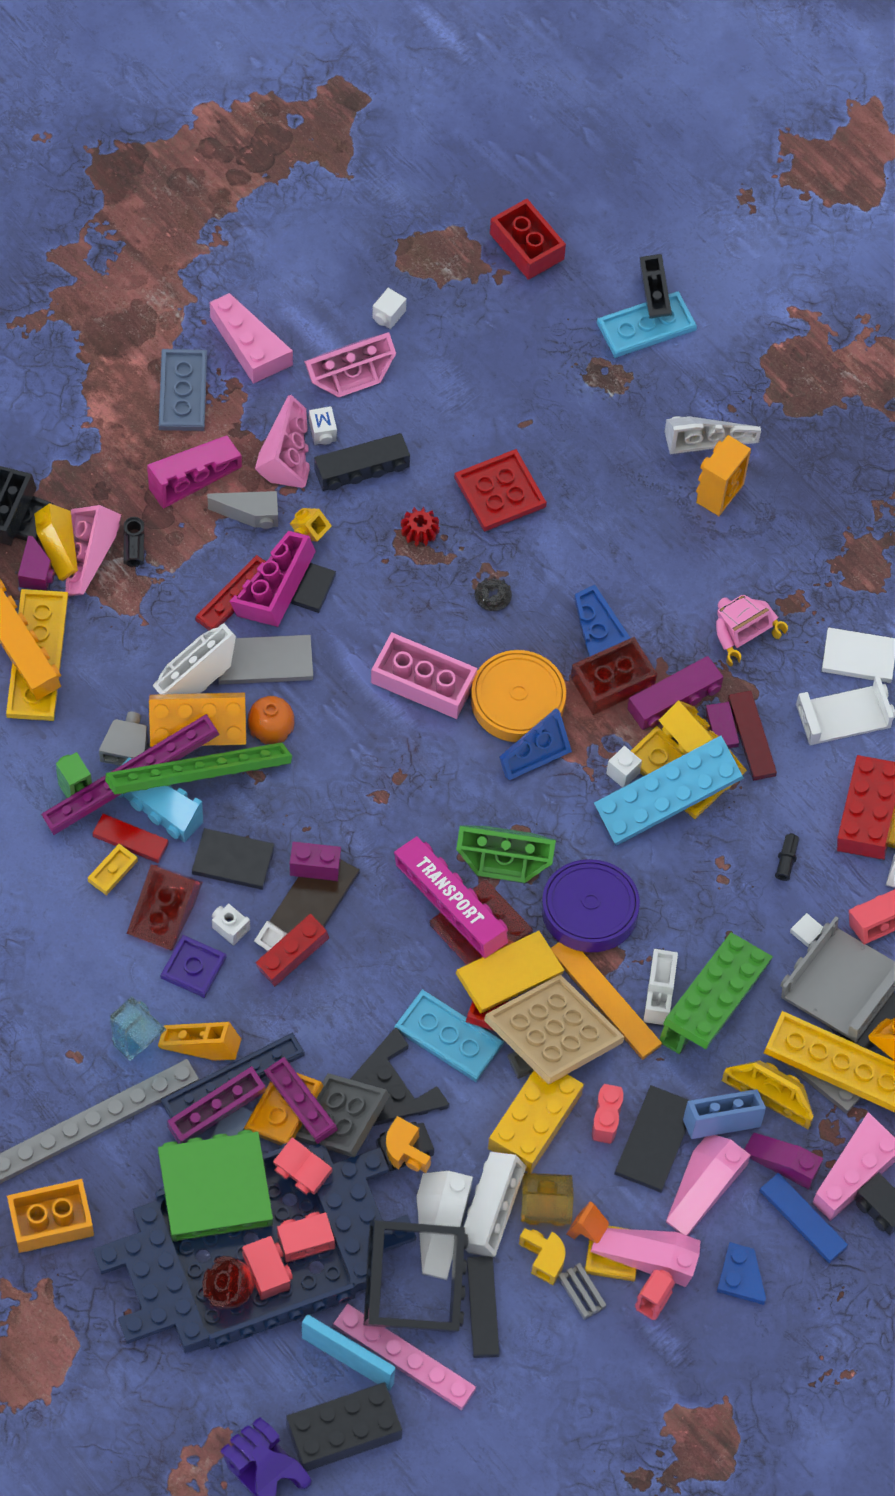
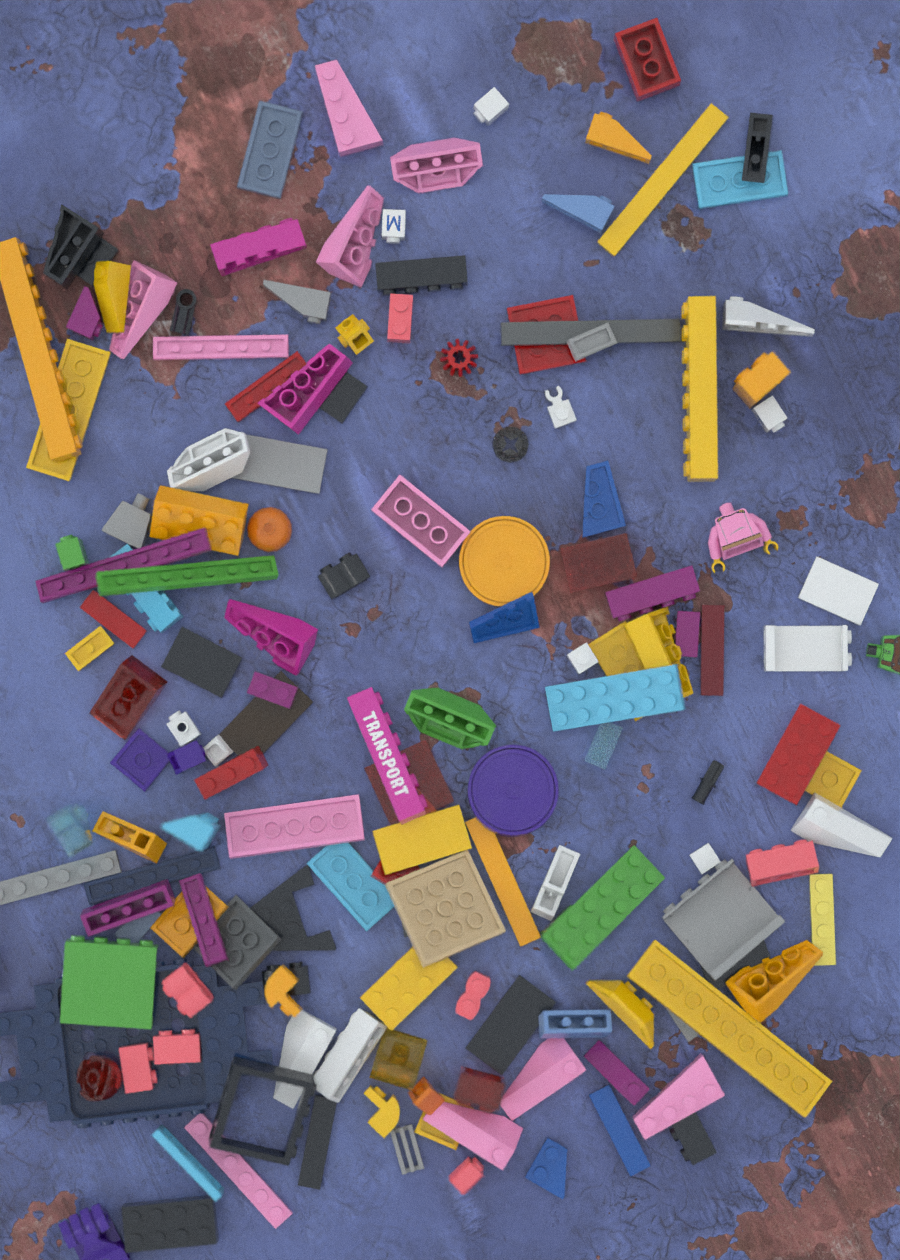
camera: 20 degrees right, 25 degrees up
(178, 569) = (220, 347): none -> bright pink tile
(241, 948) = (187, 757): none -> dark purple brick
(266, 1001) = (194, 830): none -> medium azure slope
(307, 814) = (280, 635): none -> dark pink wedge
(352, 503) = (400, 318): none -> coral brick
(358, 745) = (343, 576): none -> black brick
(372, 990) = (294, 826): none -> bright pink plate
(502, 375) = (584, 208): none -> medium blue slope
(516, 311) = (610, 135): none -> light orange slope
(533, 555) = (560, 411): none -> white plate
(542, 475) = (560, 331): none -> dark grey tile
(547, 480) = (591, 341): none -> light grey tile
(572, 339) = (662, 180): none -> yellow tile
(643, 1196) = (479, 1089): none -> clear red brick
(667, 501) = (701, 389): none -> yellow brick
(669, 844) = (603, 744): none -> clear light blue plate
(740, 512) = (770, 415): none -> white brick

